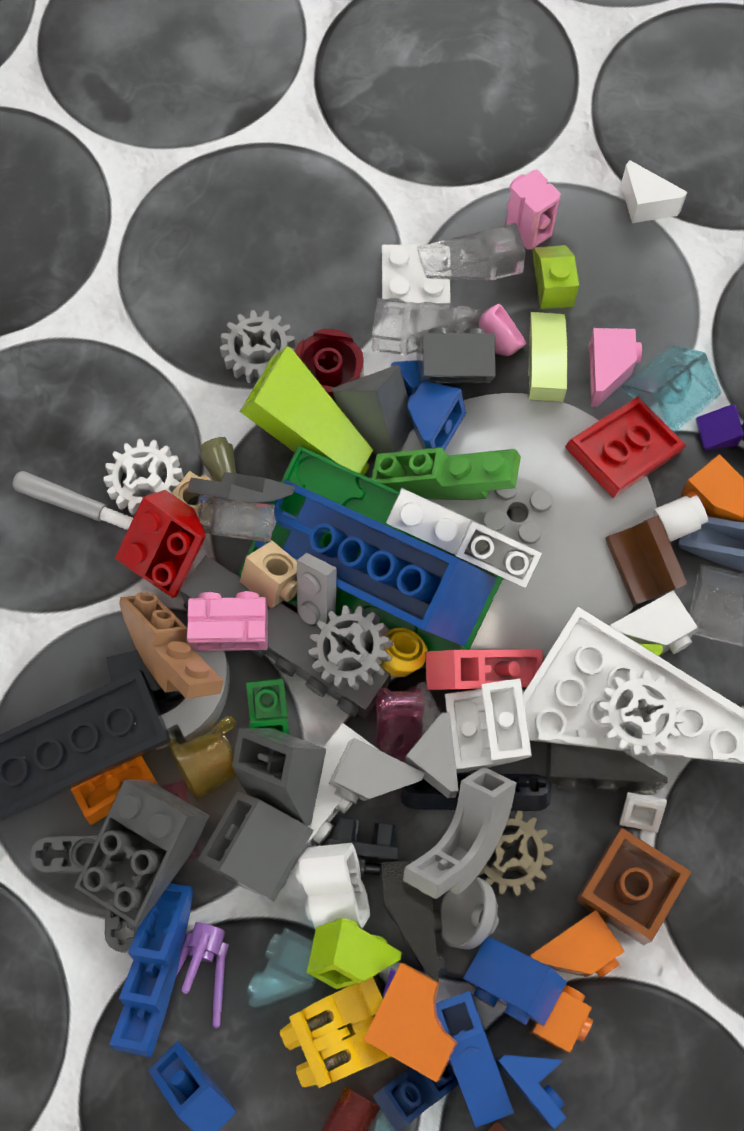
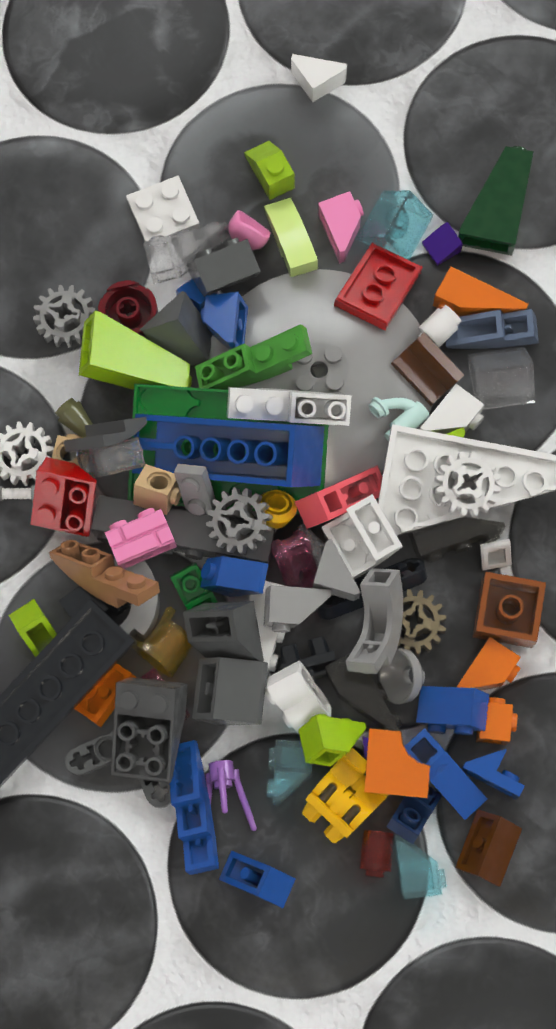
camera: 20 degrees left, 5 degrees up
(65, 675) = (33, 626): none -> lime slope
(318, 710) = (233, 576): none -> blue slope
(475, 256) = (203, 178): clear slope -> none
(533, 207) = (232, 123): bright pink brick -> none
(607, 608) = (413, 415): none -> light aqua plant

